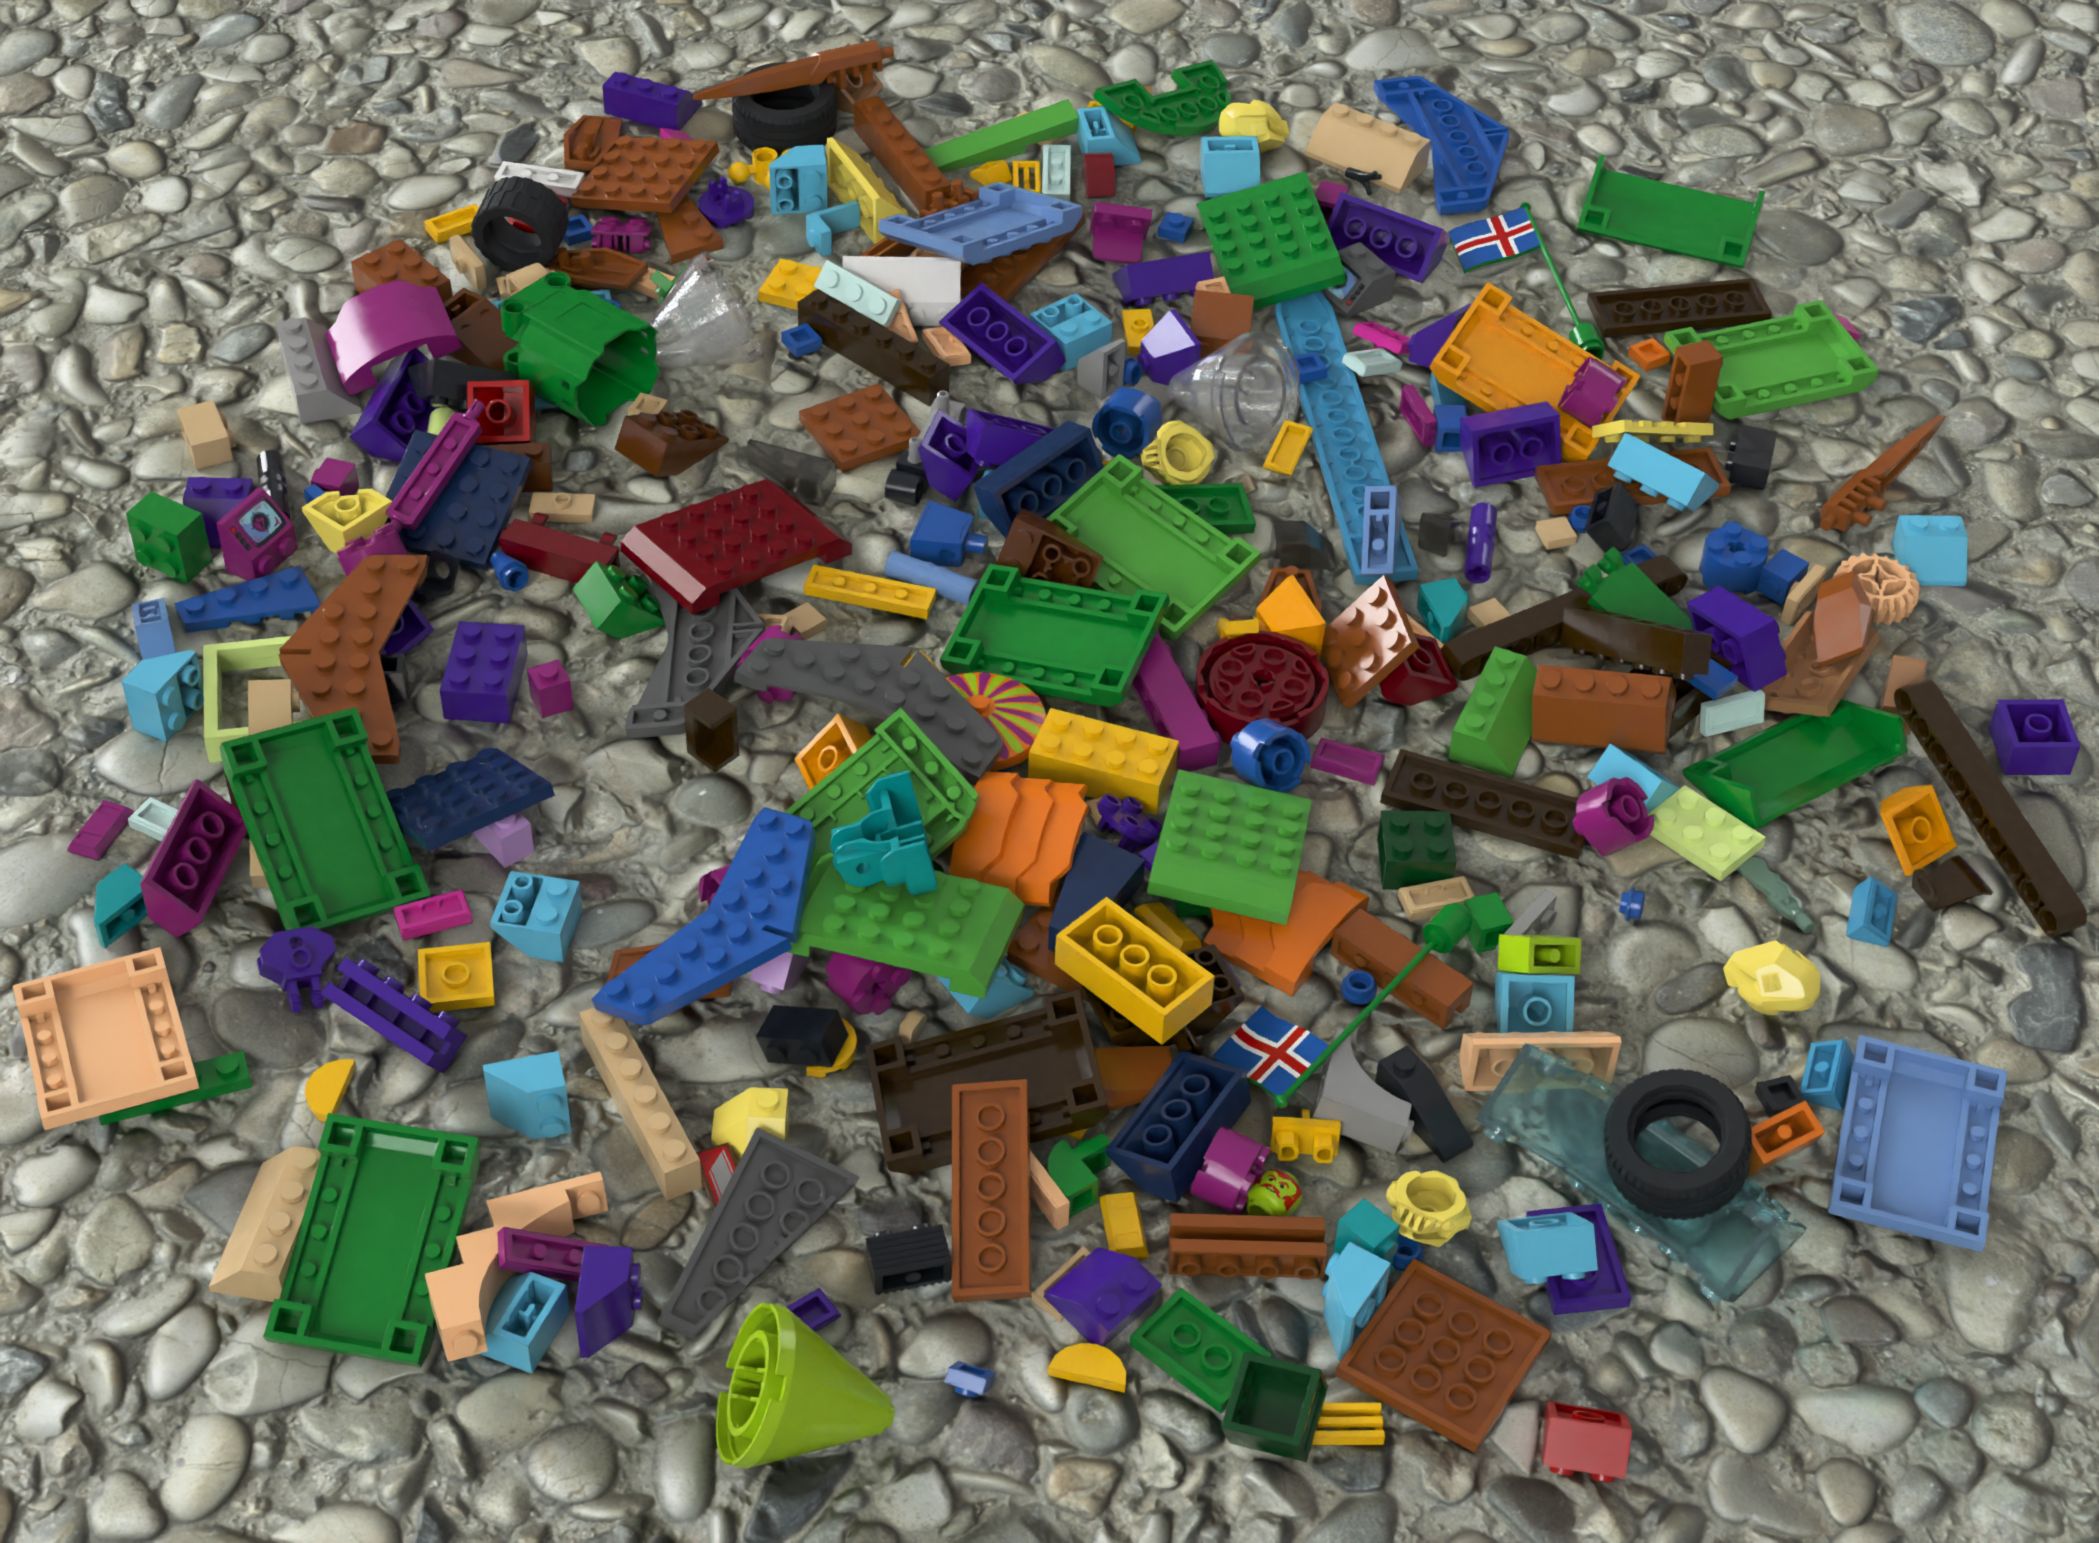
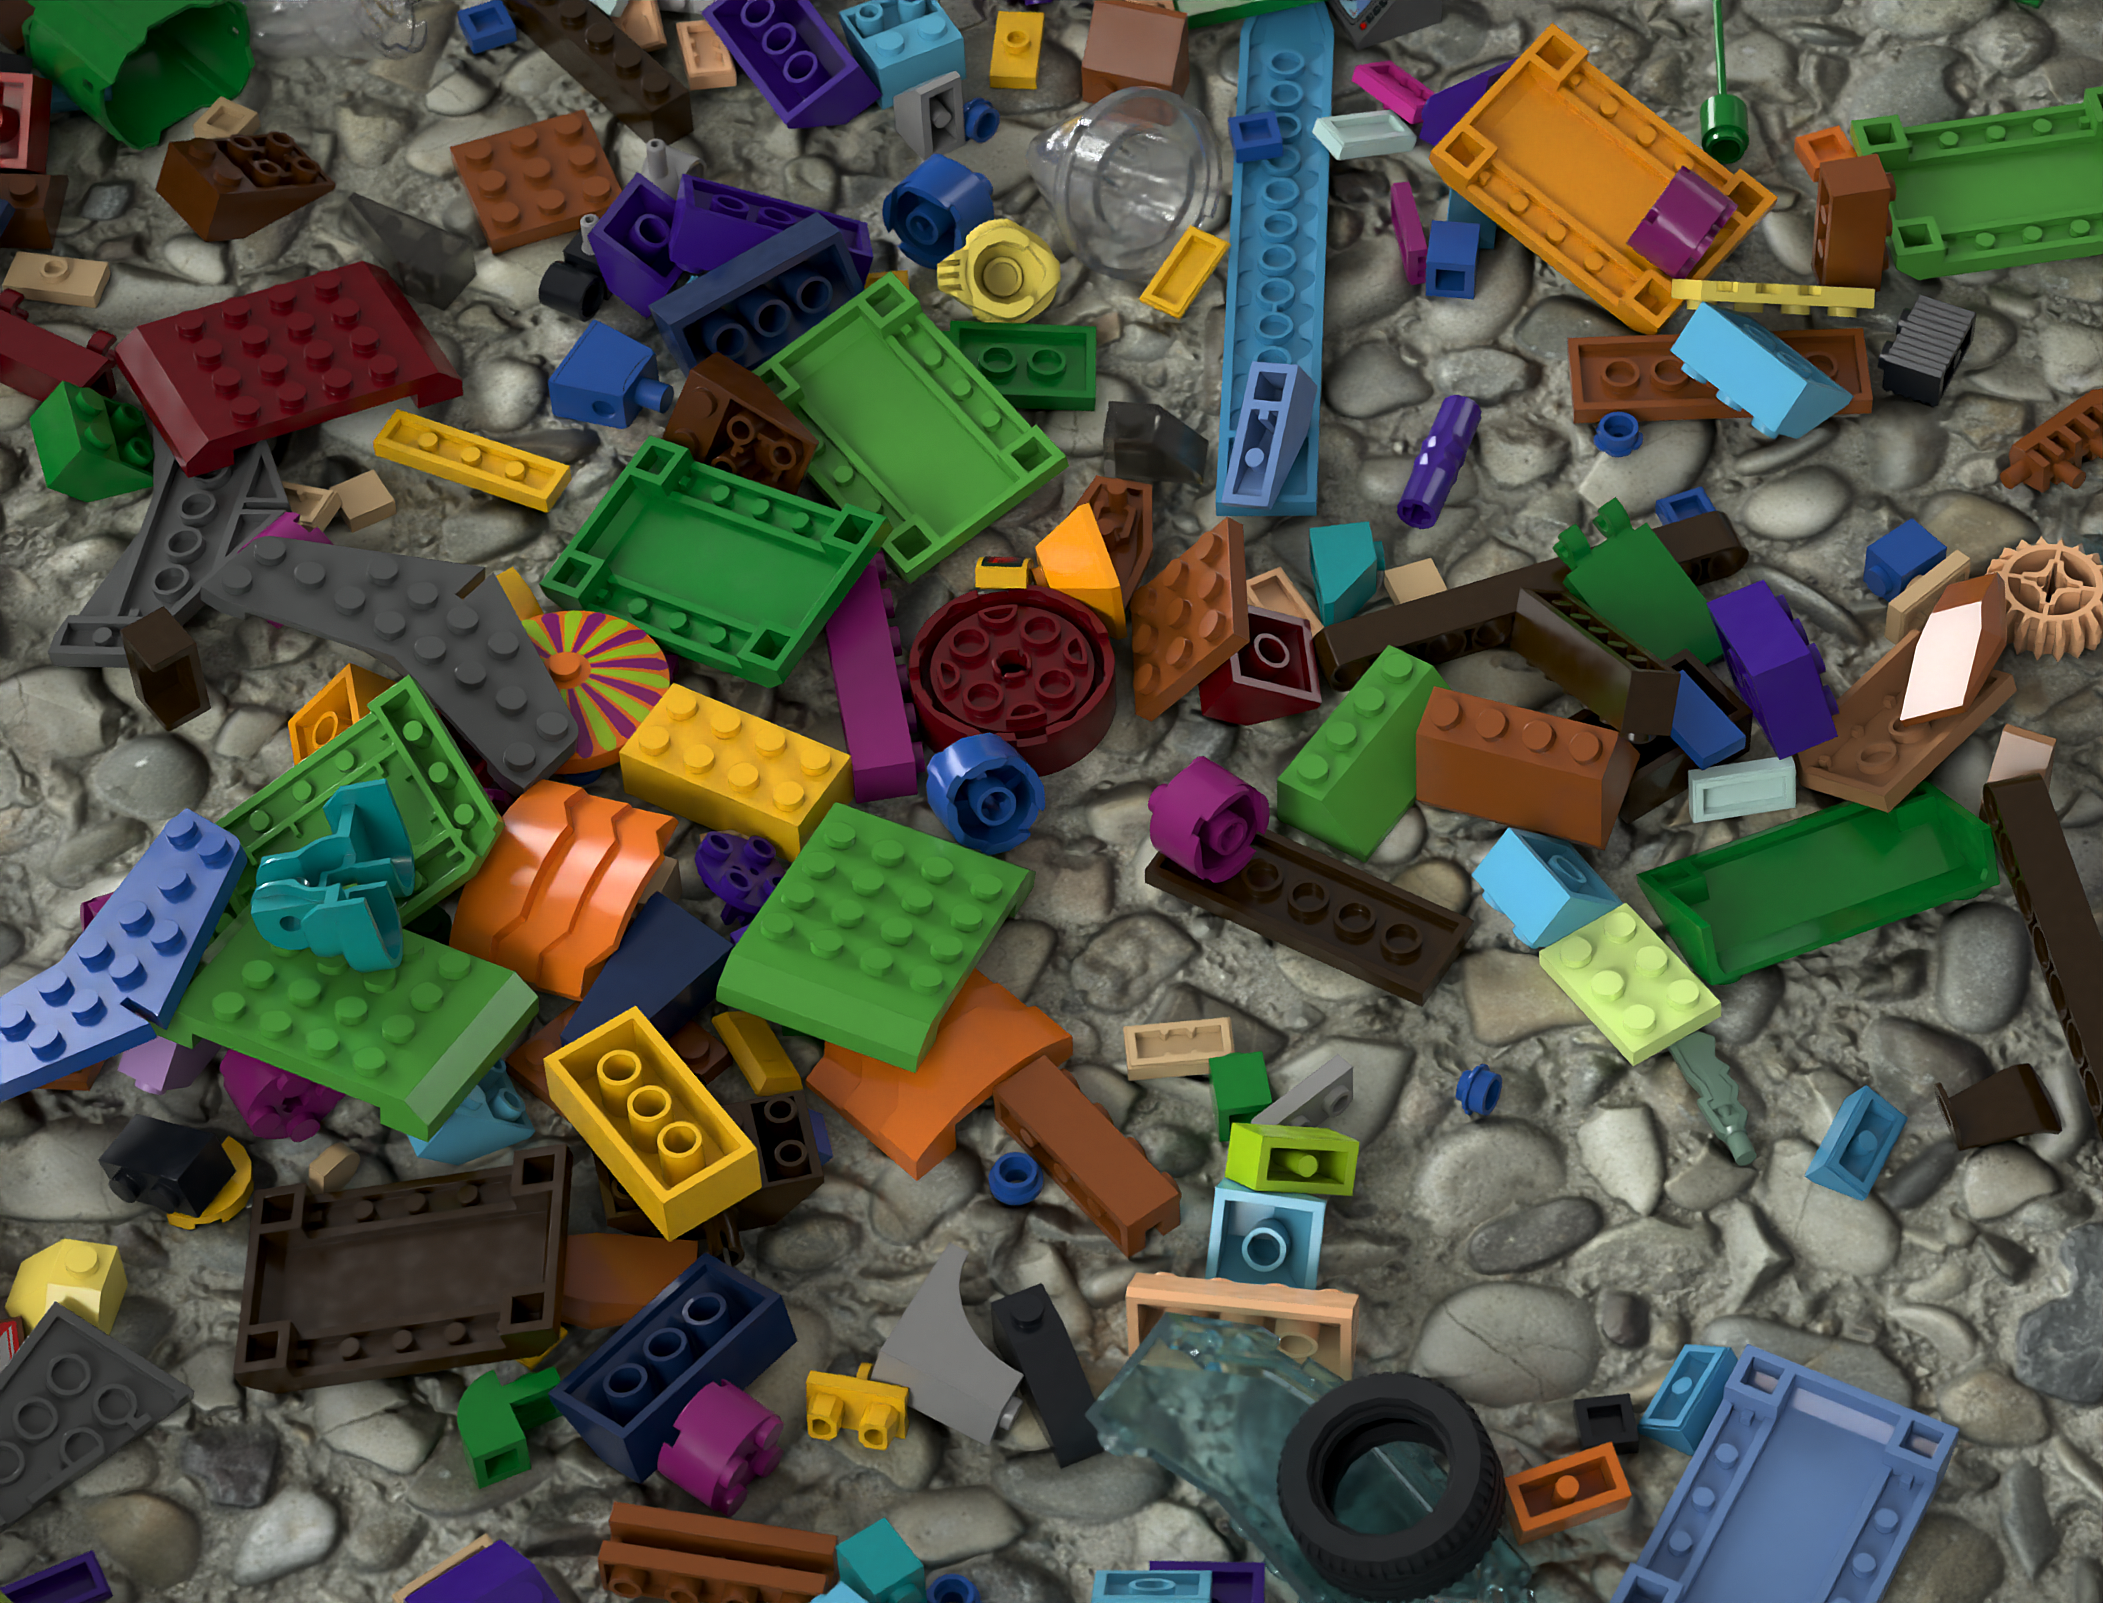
camera: 15 degrees right, 5 degrees up
(908, 1258) = (227, 1522): black brick -> none
(924, 573) = (564, 443): medium blue axle -> none
(991, 1191) = (364, 1436): dark orange plate -> none
(1048, 1195) = (449, 1441): light nougat tile -> none
(1124, 1224) = (557, 1510): yellow tile -> none
(1168, 348) = (1037, 88): dark purple slope -> none
(1274, 1194) = (783, 1491): lime head -> none
(1285, 1055) = (859, 1266): flag -> none
(1347, 761) = (1109, 807): magenta tile -> none
(1415, 848) = (1166, 964): dark green piece -> none
(1421, 756) = (1207, 820): none -> magenta brick
(1428, 1207) = (996, 1538): light yellow helmet -> none
(1438, 531) = (1375, 432): clear smoke slope -> none
(1510, 442) = (1532, 296): dark purple slope -> none
(1556, 532) = (1569, 454): tan tile -> none
(1612, 518) = (1658, 441): black brick -> none
(1613, 815) = (1483, 945): magenta brick -> none
(1678, 307) = (1900, 74): dark brown plate -> none
(1733, 558) = (1829, 526): blue brick -> none
(1782, 978) = (1655, 1236): light yellow helmet -> none
(1916, 827) = (1965, 1012): light orange slope -> none

